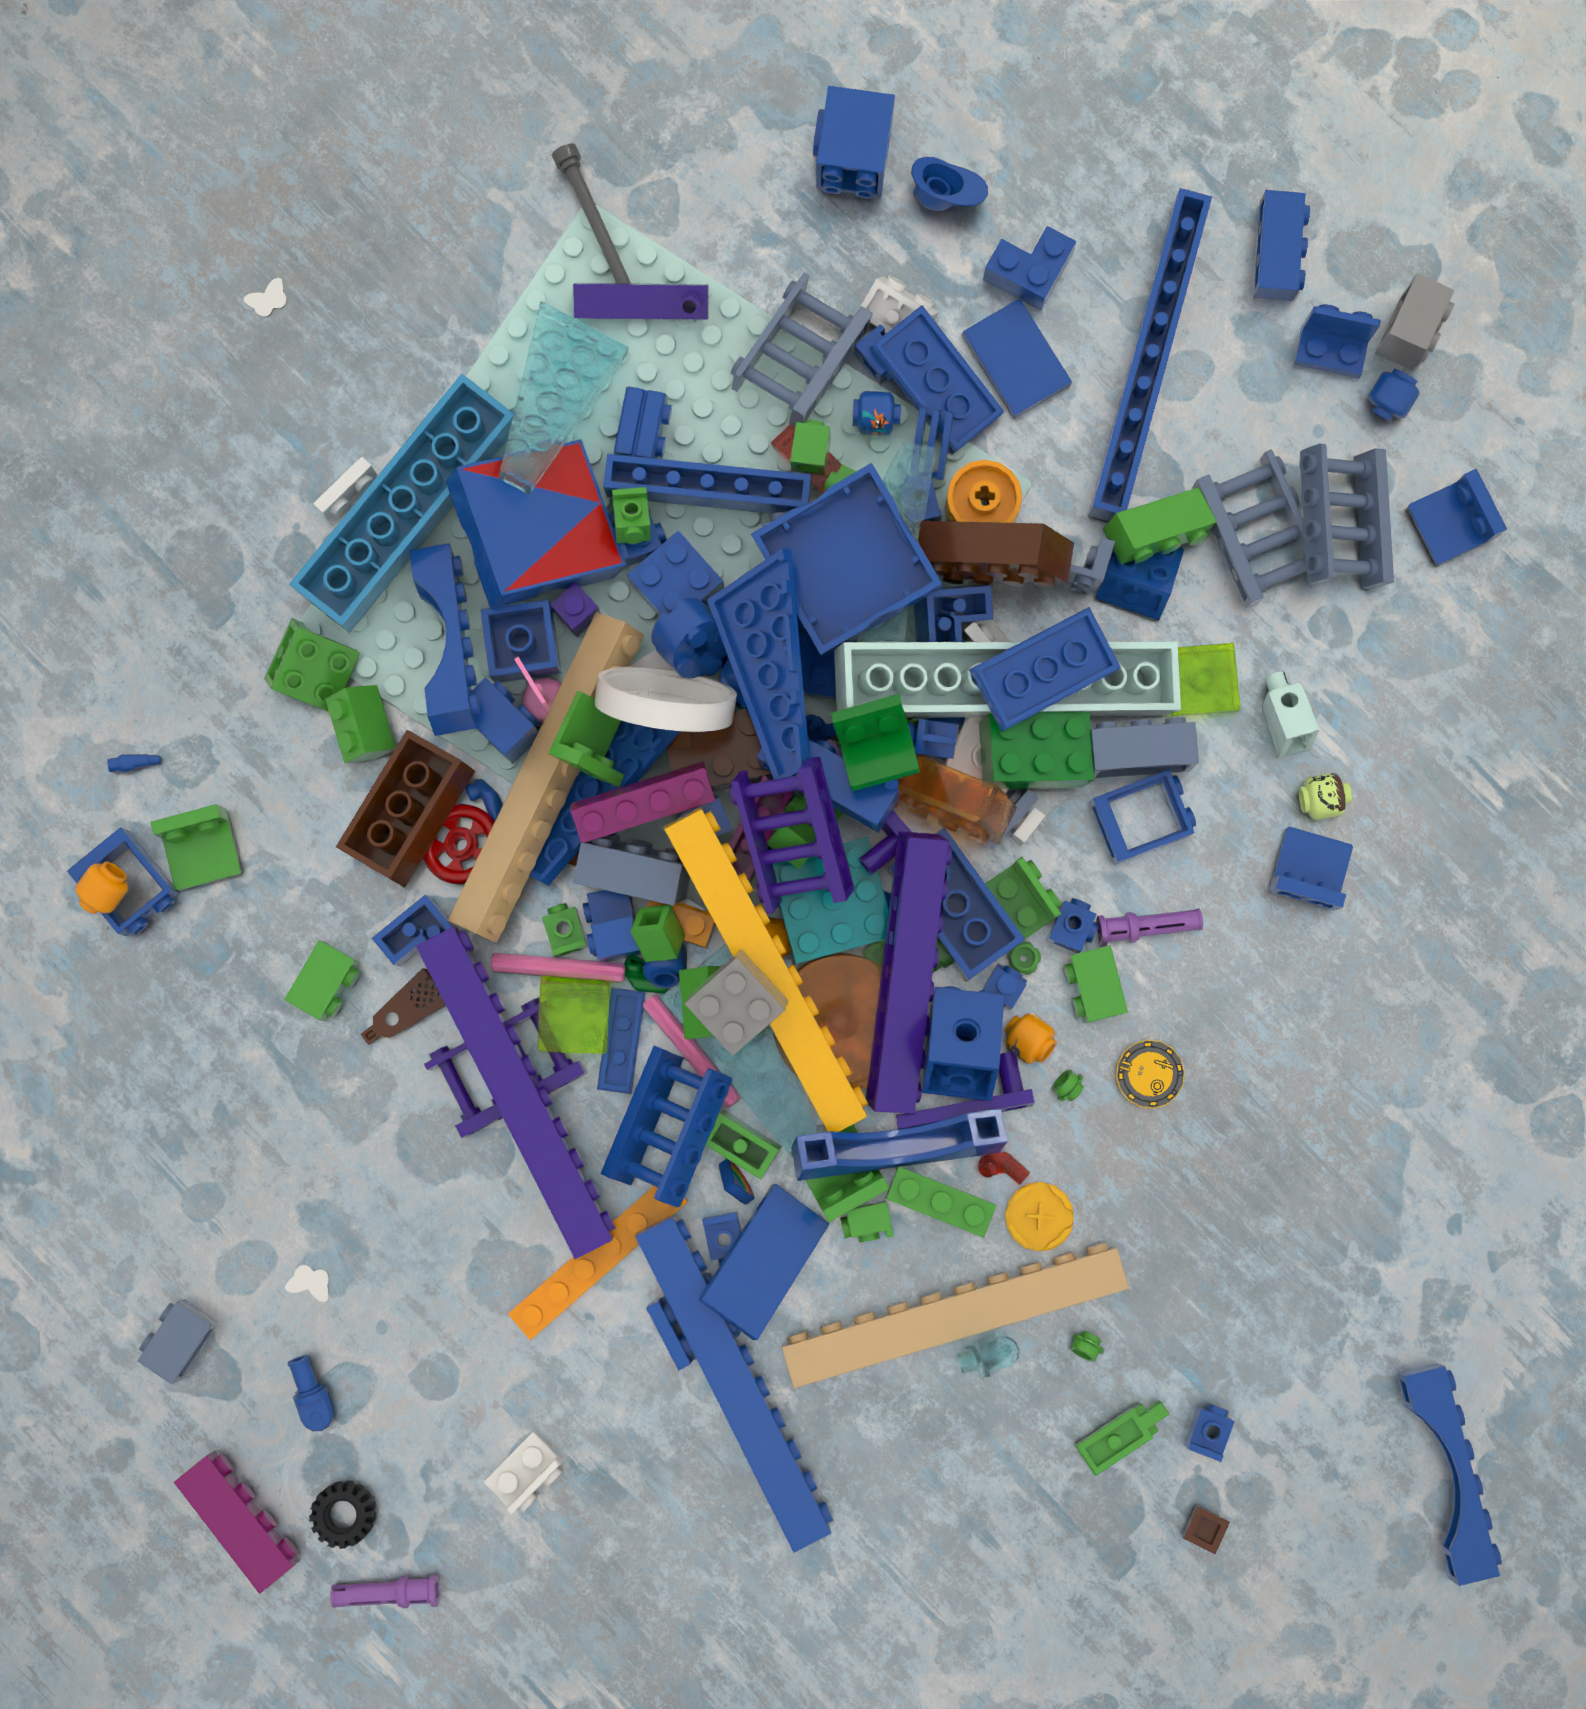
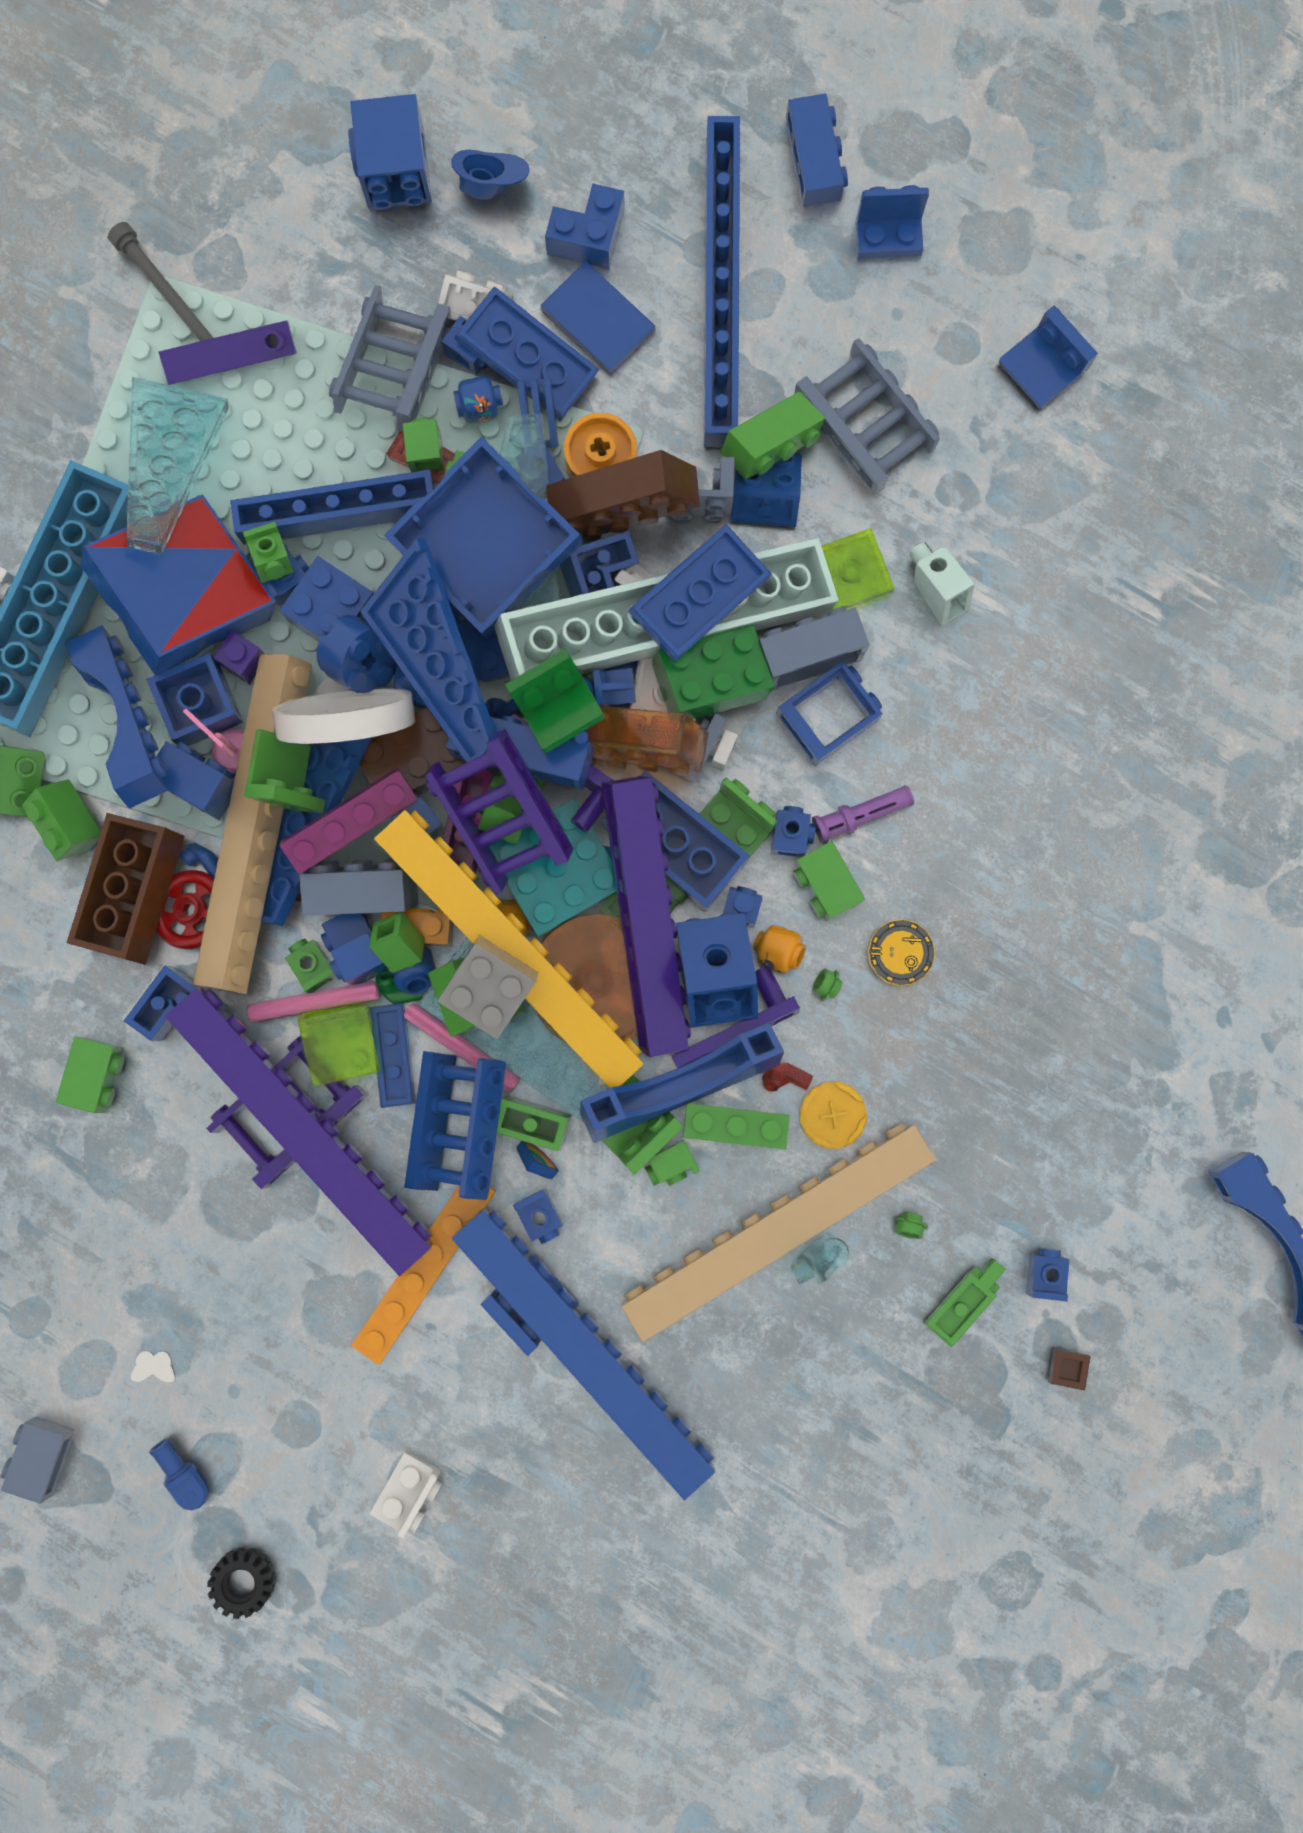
camera: 20 degrees left, 0 degrees up
(237, 1521) = (140, 1617): magenta brick -> none
(402, 1592) = (318, 1643): medium lavender pin -> none
(405, 1008) = (176, 1080): reddish brown piece -> none
(642, 423) = (258, 464): blue brick -> none
(764, 1262) = (582, 1229): blue tile -> none
(1032, 954) = (761, 870): bright green plate -> none
(1311, 869) = (1000, 720): blue bracket -> none
(1324, 796) = (994, 648): yellowish green head -> none
(1372, 516) = (968, 375): sand blue fence -> none
(1393, 394) = (958, 260): blue head -> none
(1416, 322) = (961, 185): light grey brick -> none

